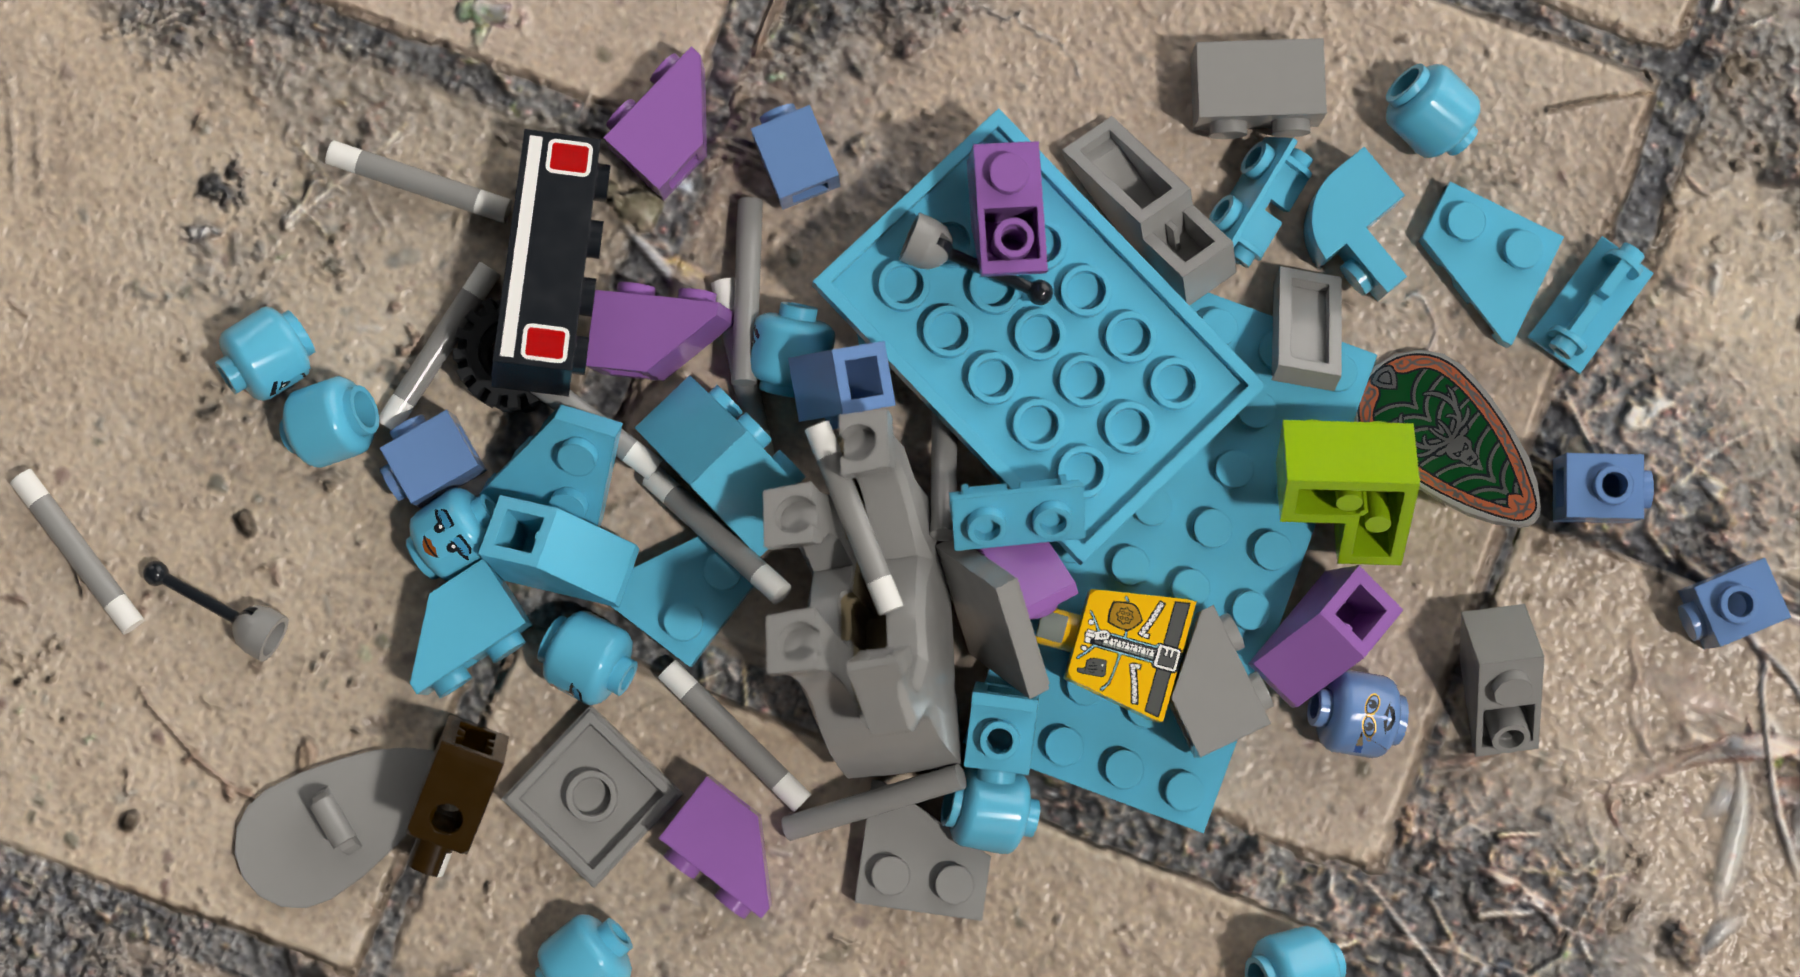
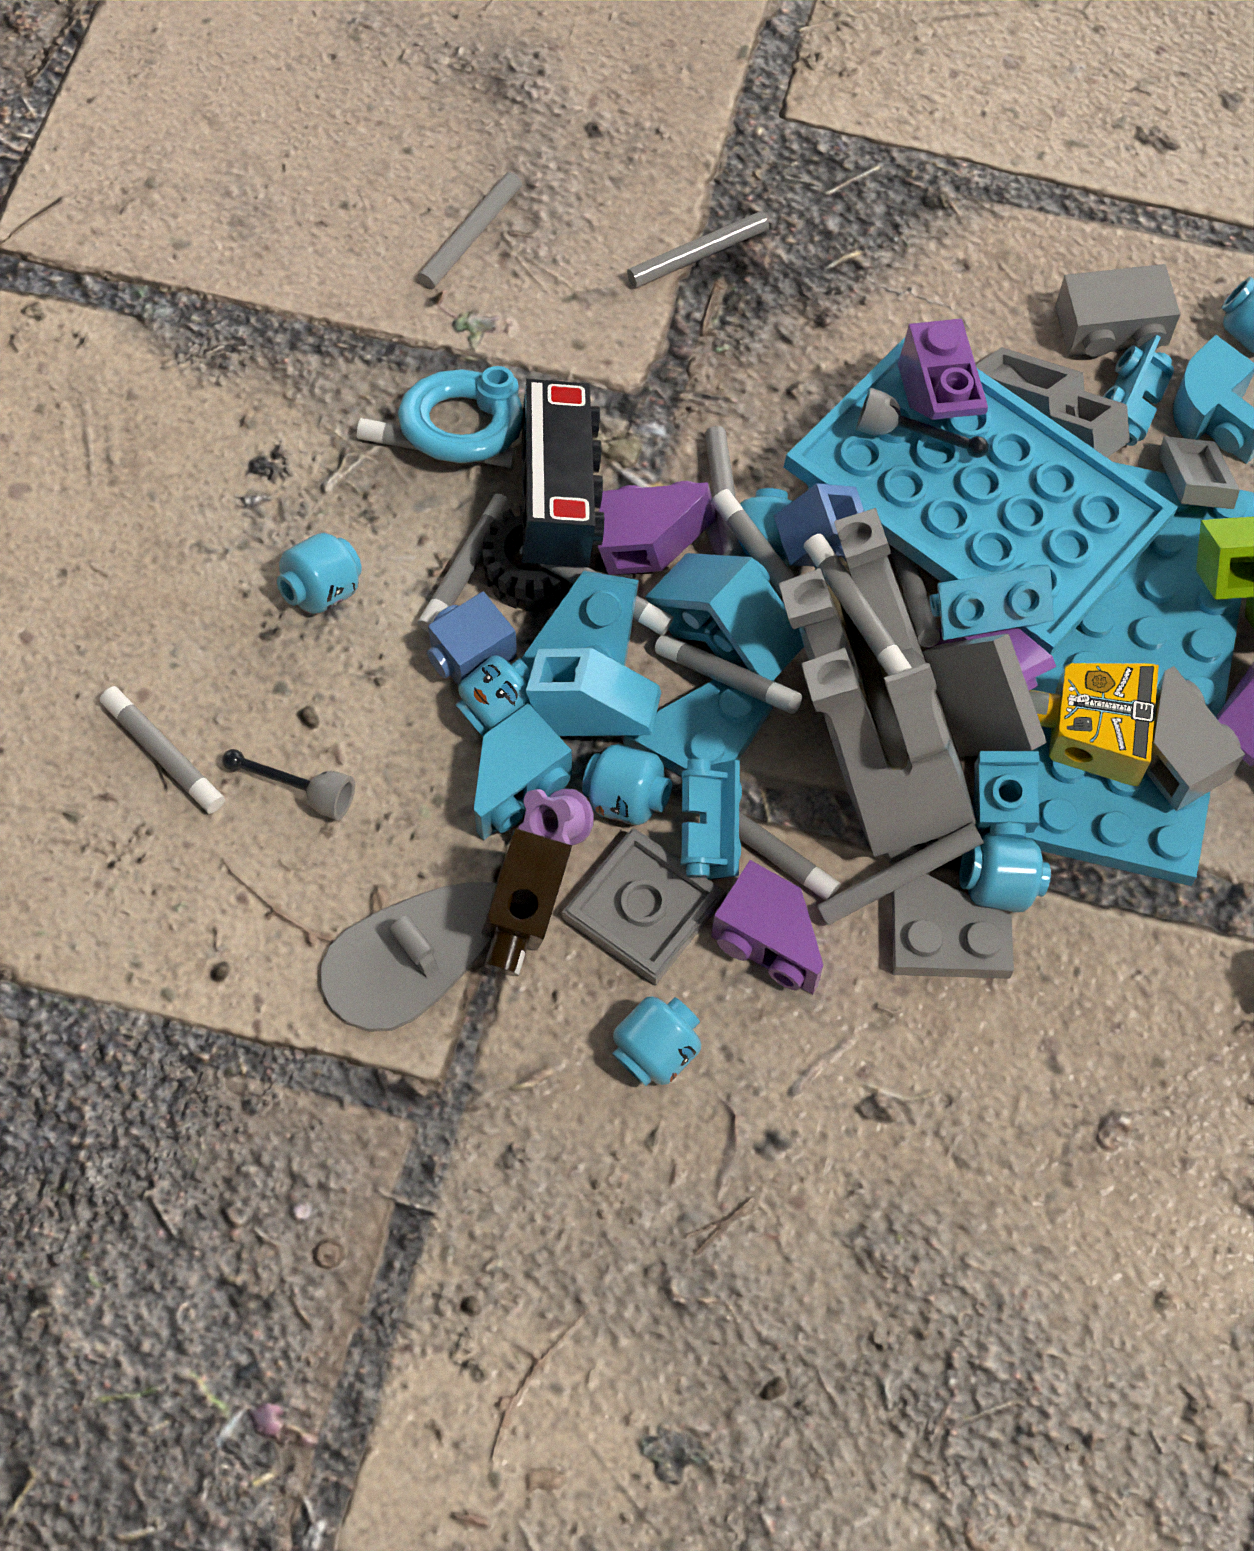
camera: 10 degrees left, 20 degrees down
(329, 421) = (379, 619): medium azure head -> none
(459, 105) = (495, 394): none -> medium azure piece
(501, 696) = (561, 817): none -> lavender brick
(666, 129) = (639, 382): medium lavender slope -> none
(677, 690) = (713, 845): none -> medium azure hinge
(773, 398) = (751, 537): none -> light grey bar
(794, 154) = (751, 387): medium blue brick -> none

